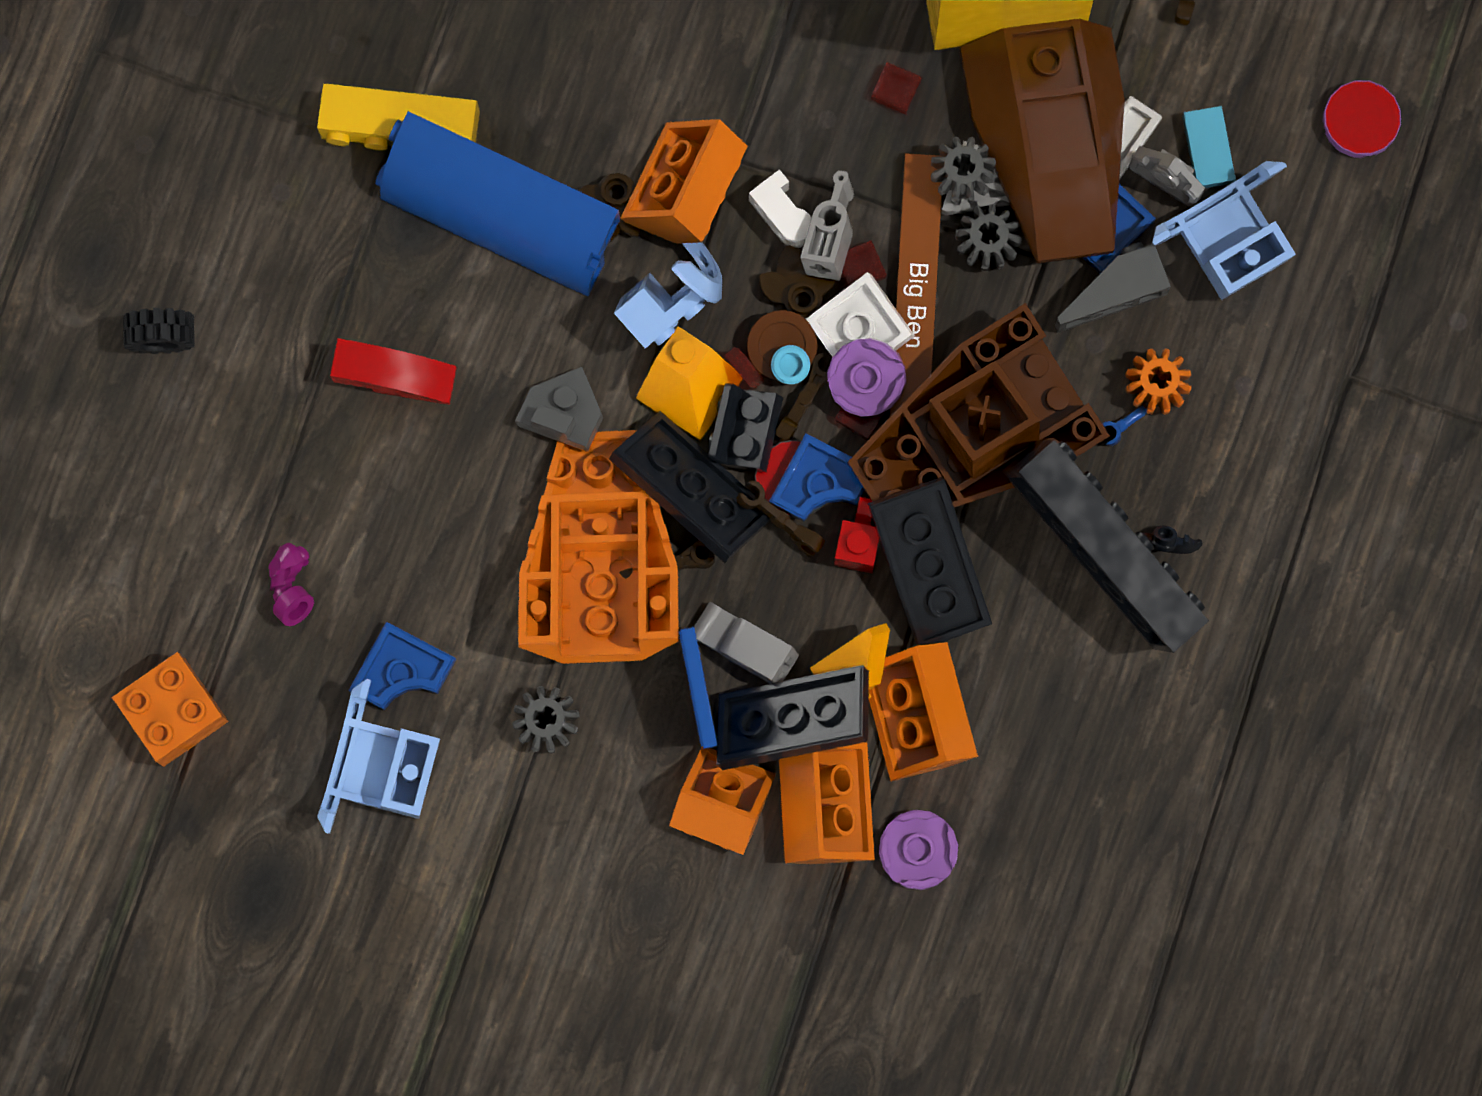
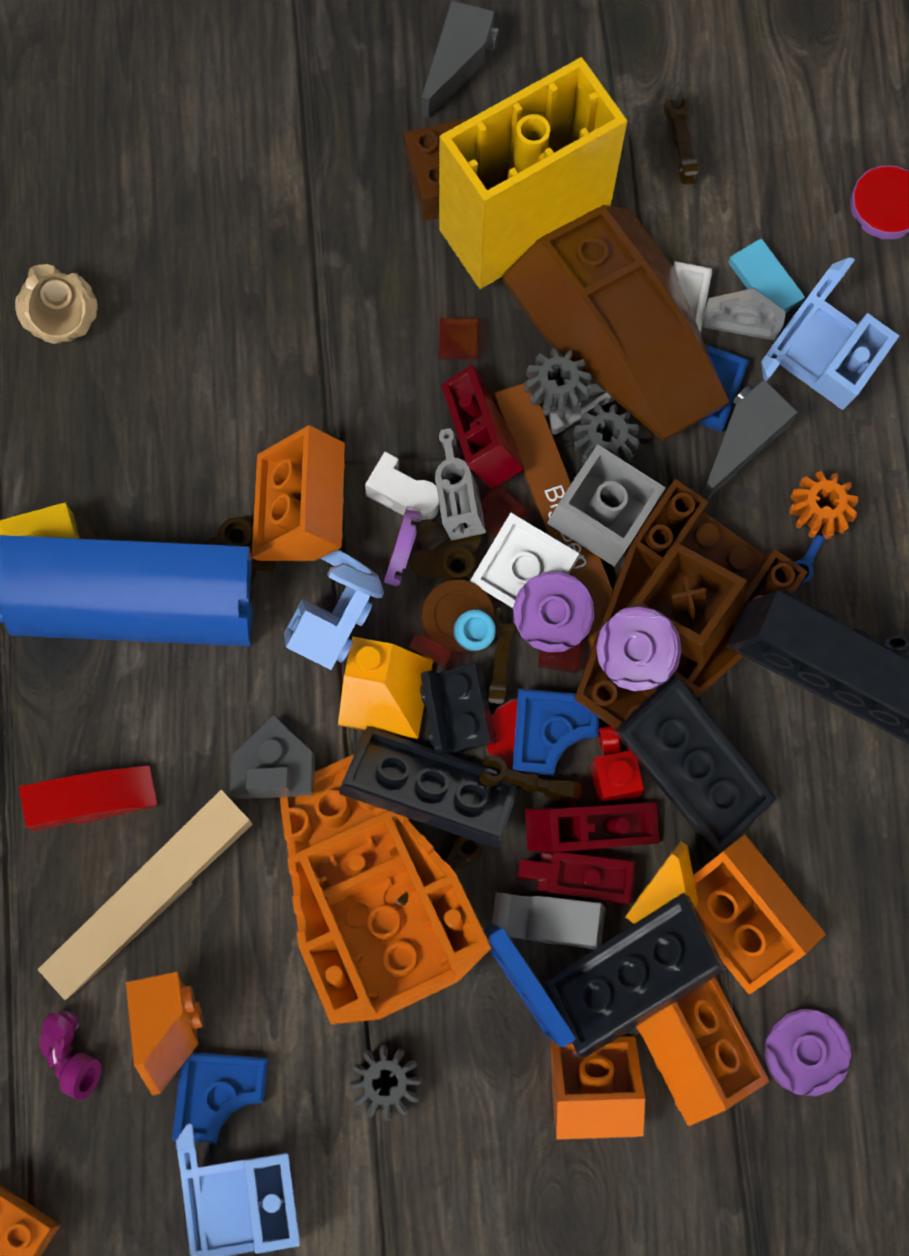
camera: 30 degrees left, 5 degrees down
(378, 592) = (162, 1027): none -> orange slope
(409, 476) = (145, 895): none -> tan slope
(757, 262) = (402, 546): none -> medium lavender tile
(789, 619) = (581, 877): none -> dark red hinge
(818, 580) = (591, 827): none -> dark red slope
(876, 184) = (481, 428): none -> dark red slope
(919, 441) = (639, 648): none -> medium lavender tile
(955, 300) = (606, 505): none -> light grey brick

